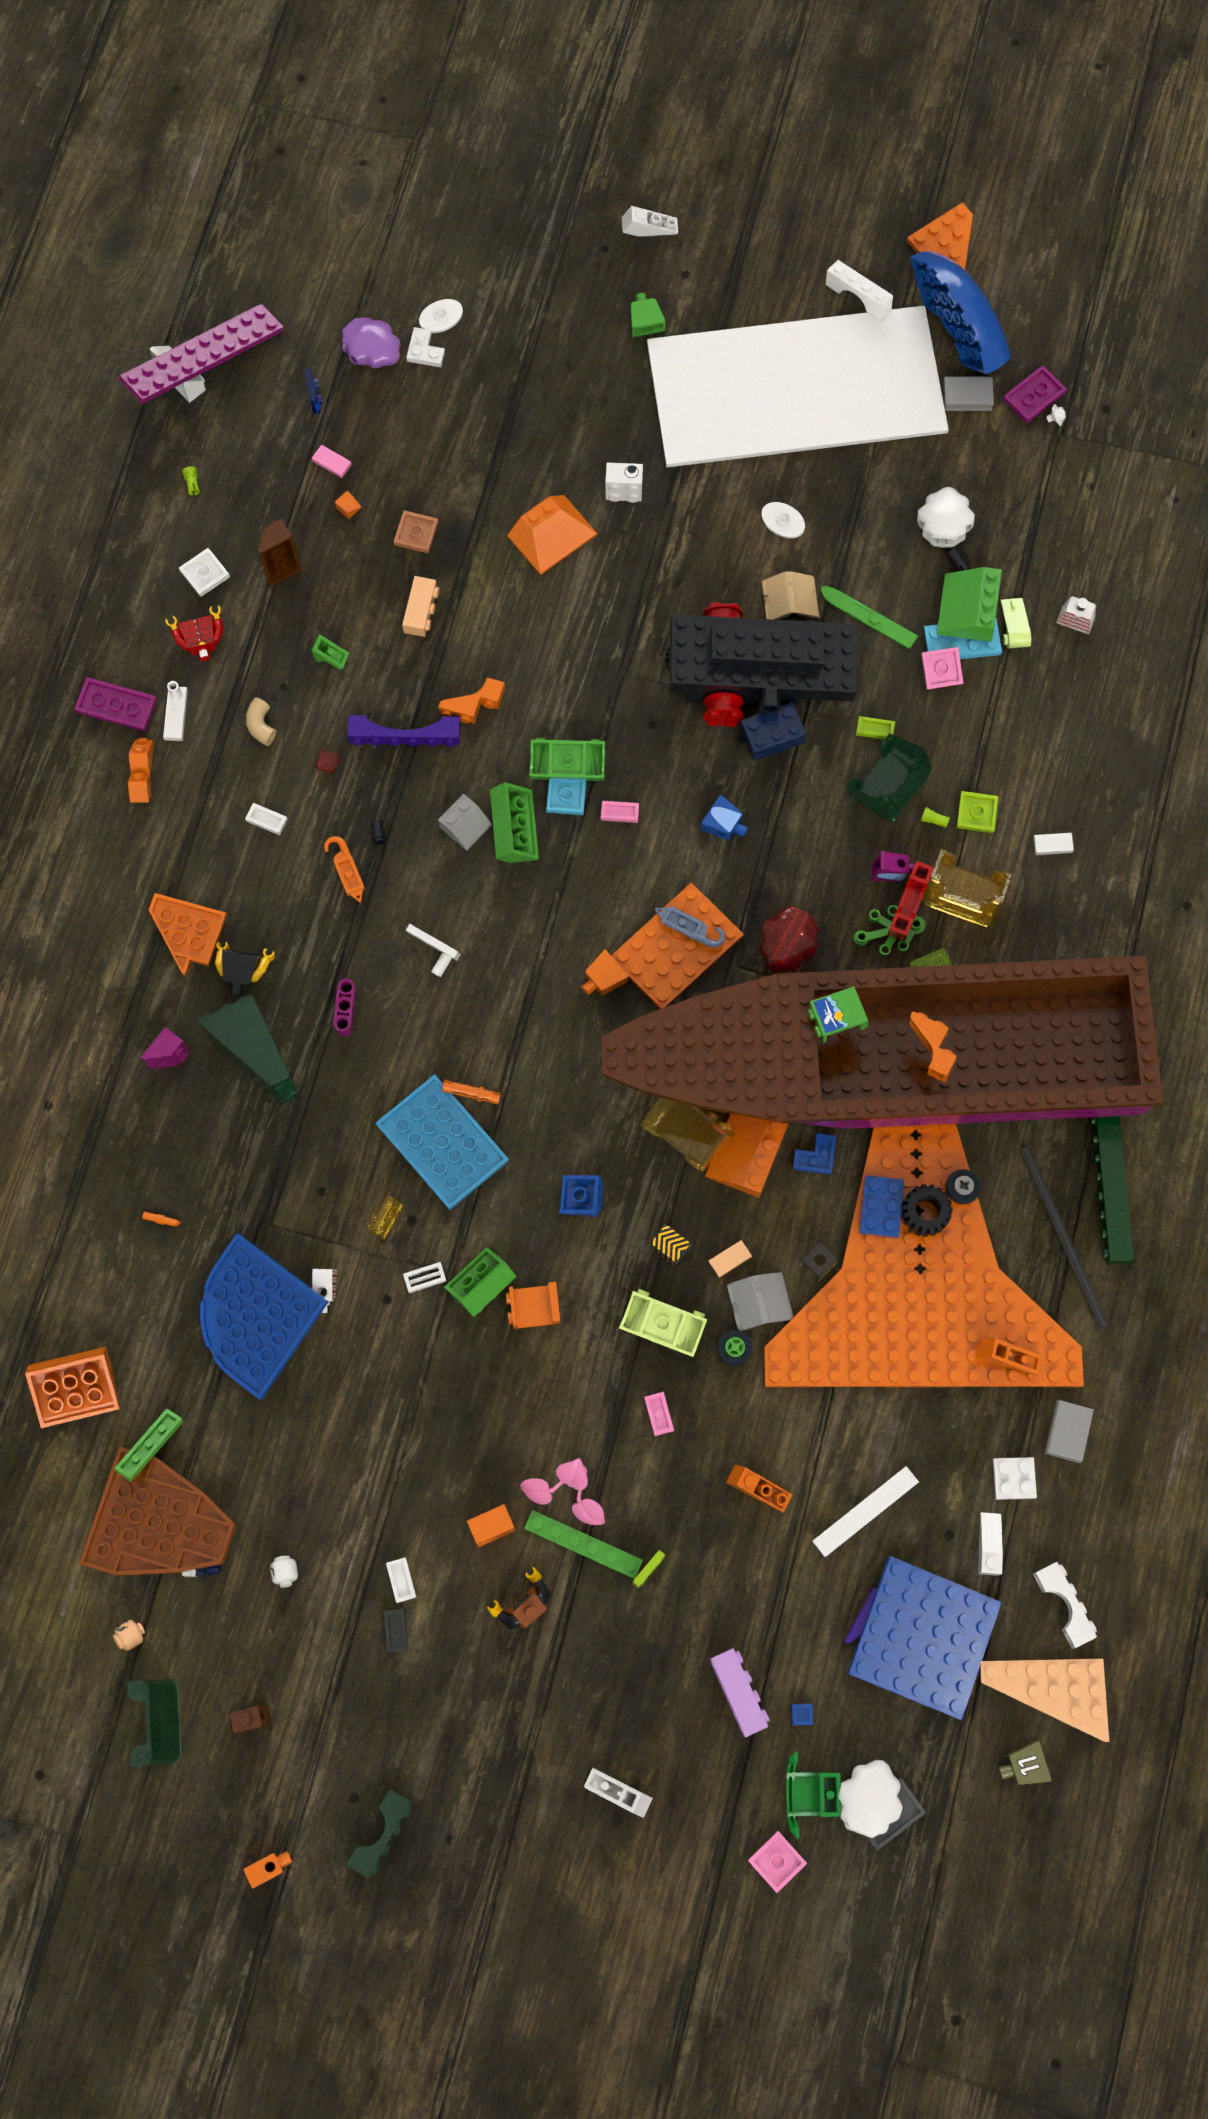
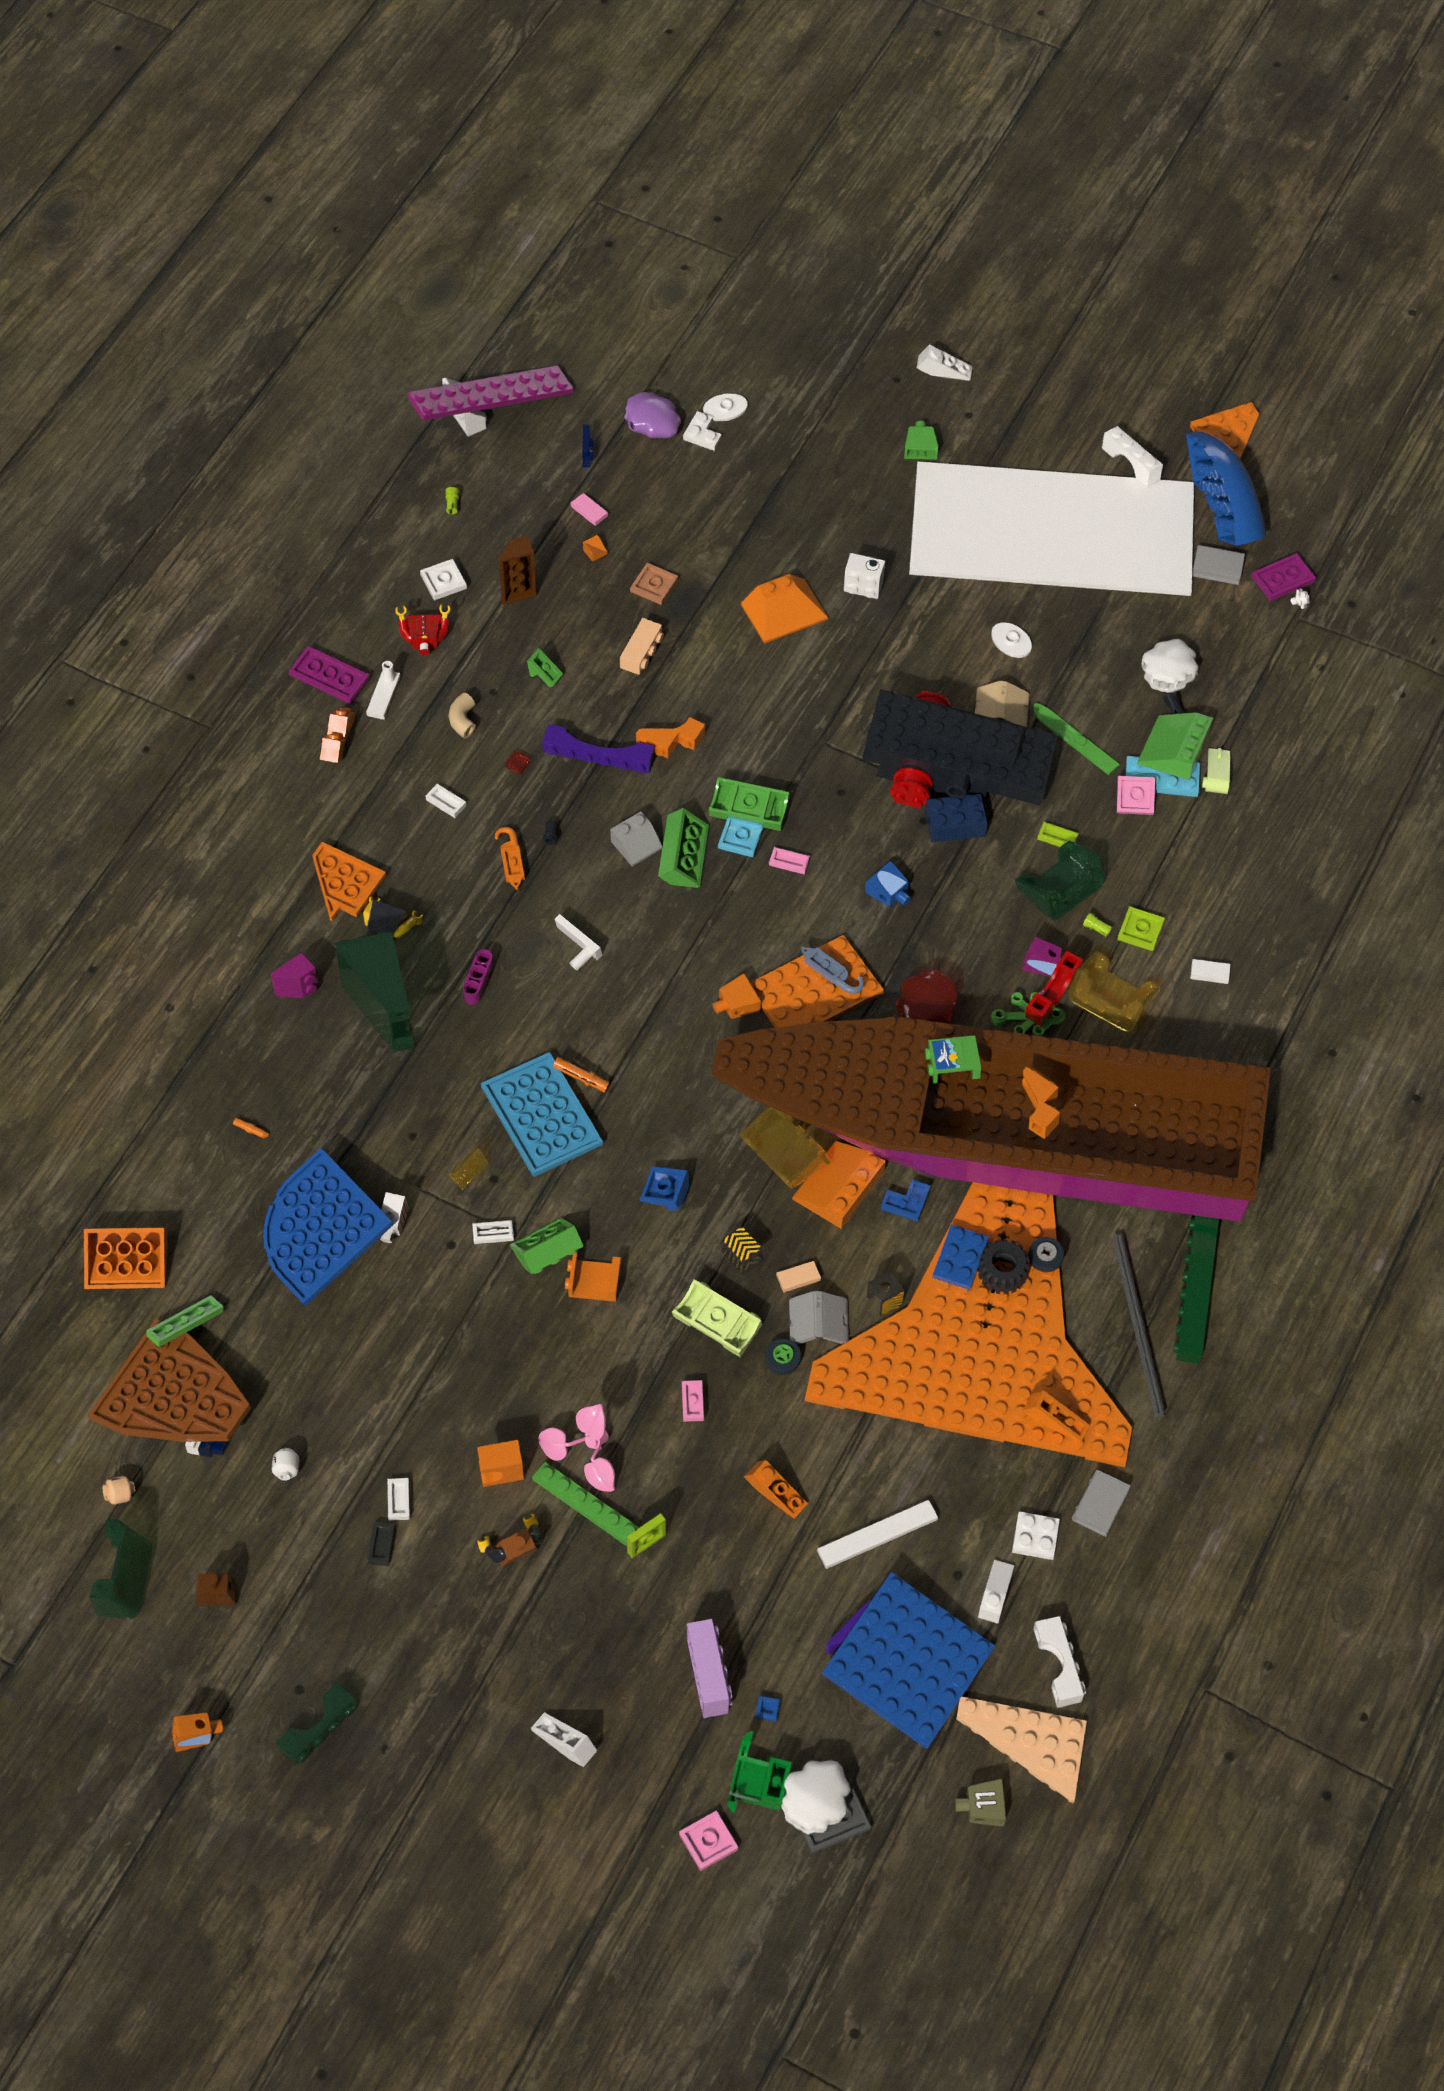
camera: 10 degrees right, 15 degrees down
(1077, 614) = (1281, 773): white torso -> none

